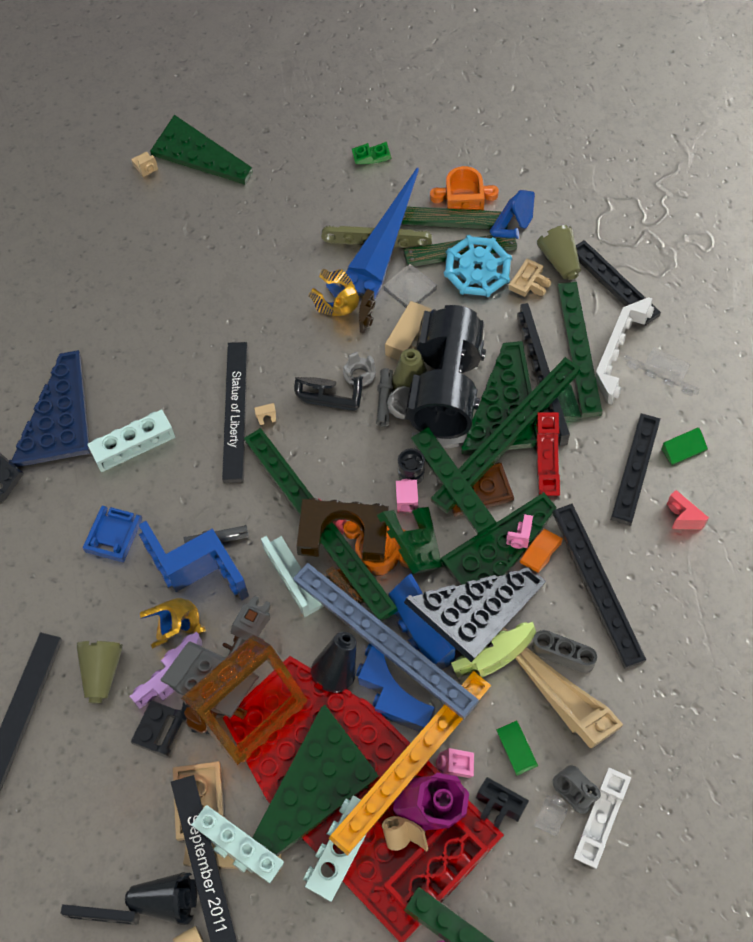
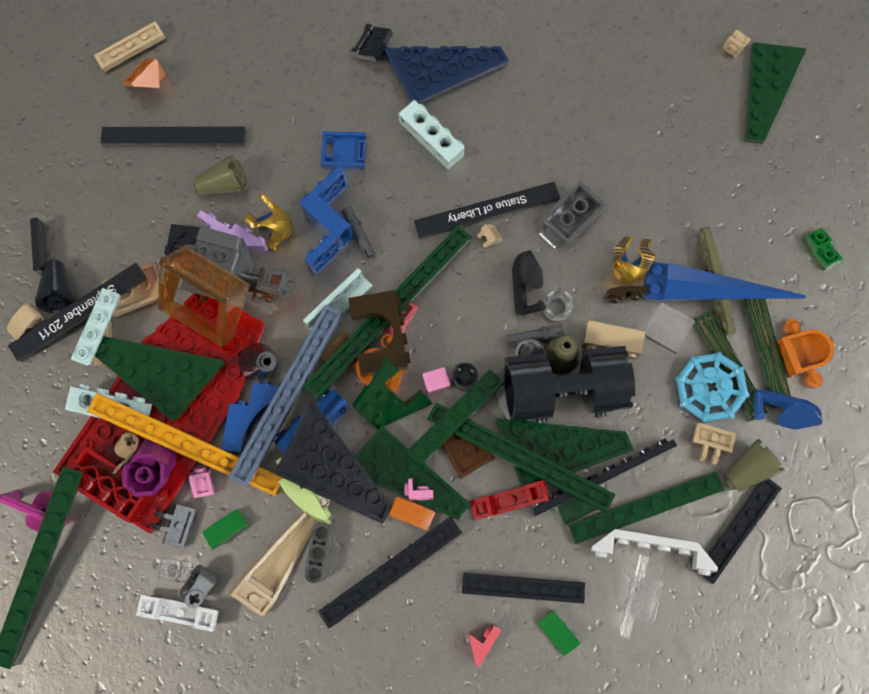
camera: 75 degrees right, 15 degrees up
(271, 336) = (570, 216): none -> dark grey slope

